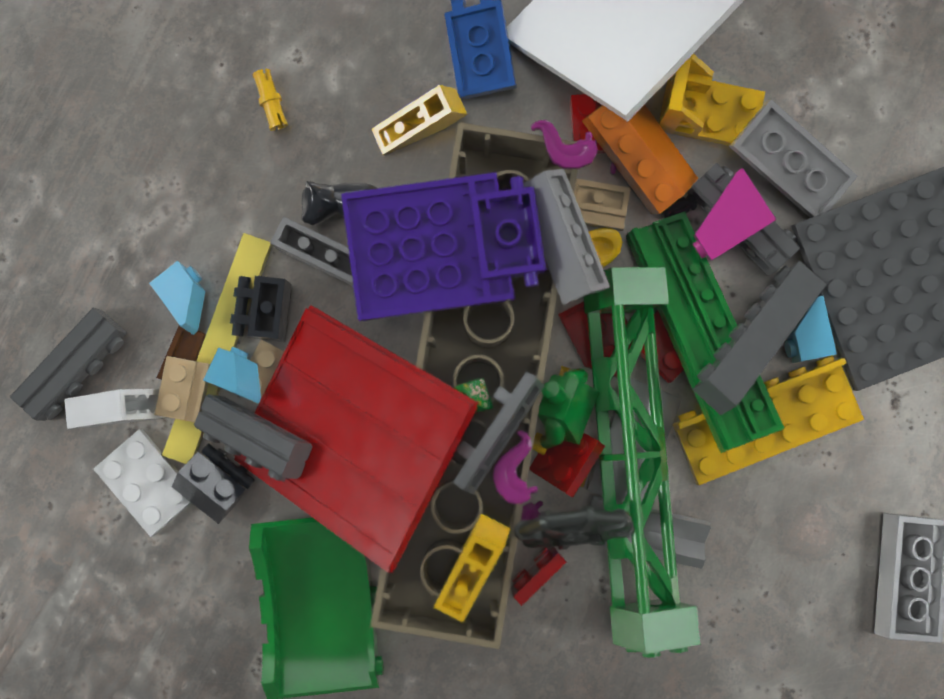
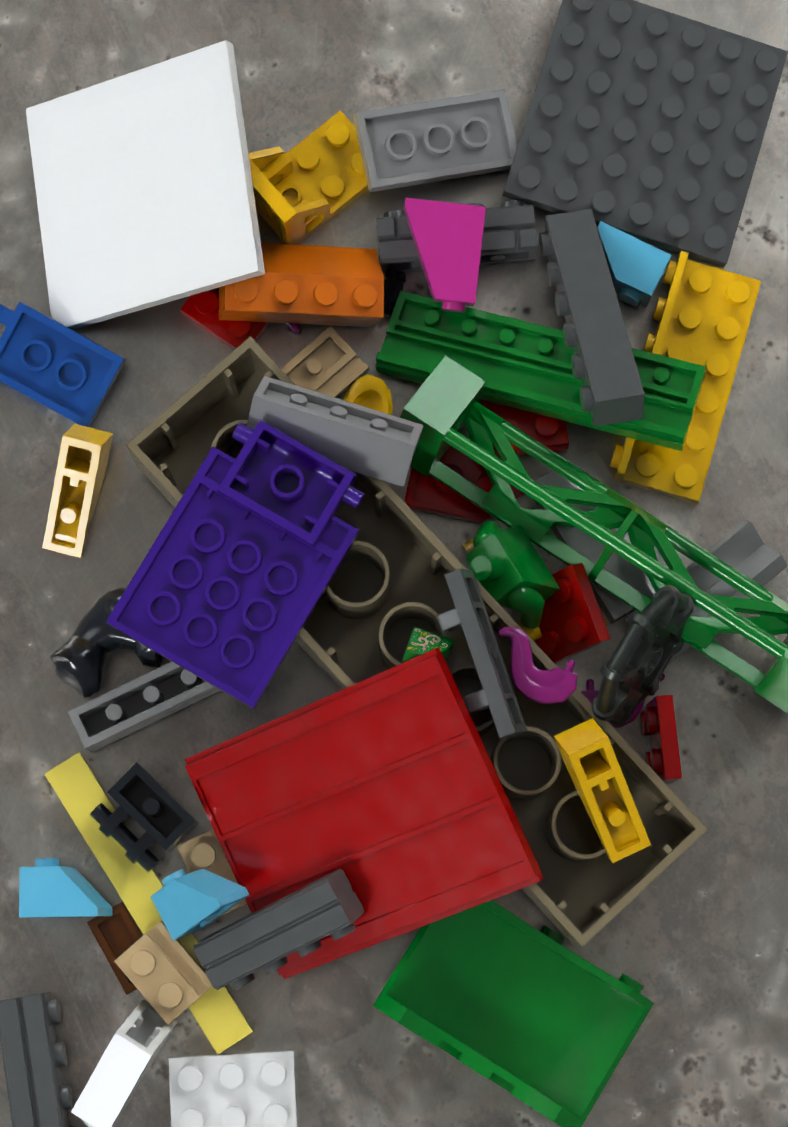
camera: 55 degrees left, 5 degrees down
(209, 486) = (293, 1019): black brick -> none
(563, 155) = (251, 364): magenta piece -> none

